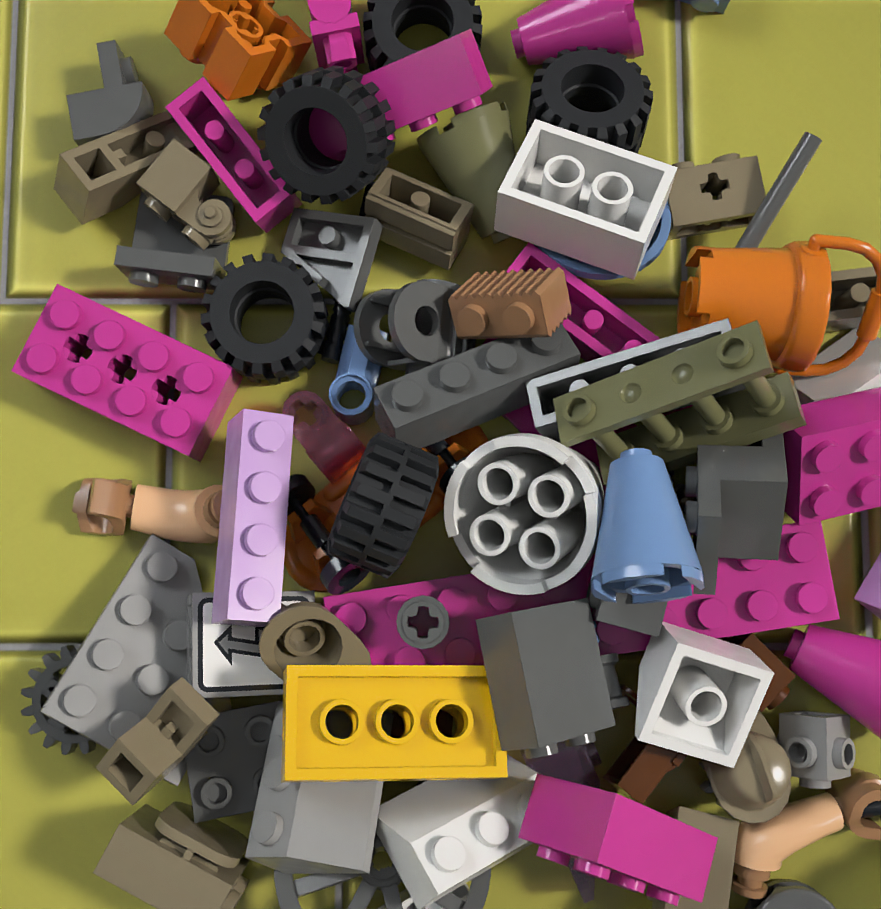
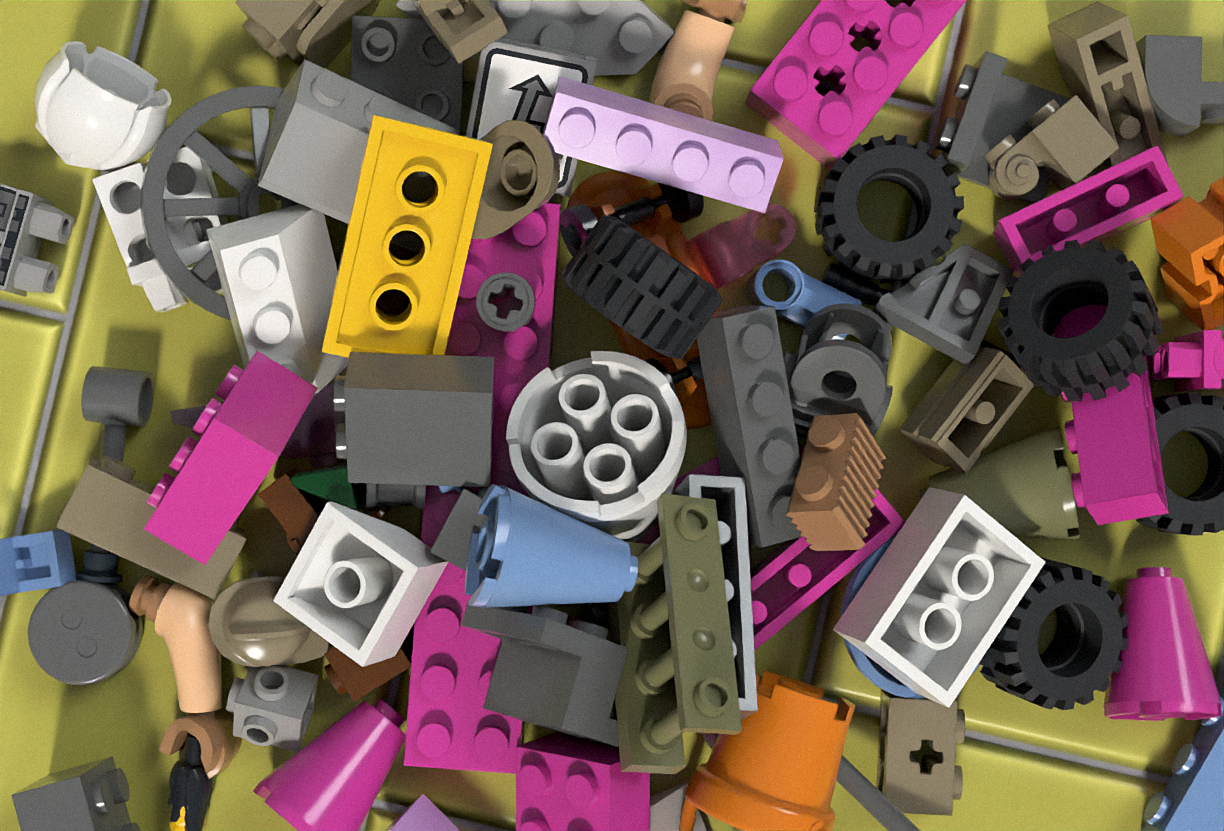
camera: 105 degrees right, 5 degrees up
(618, 741) = (332, 485): none -> dark green slope

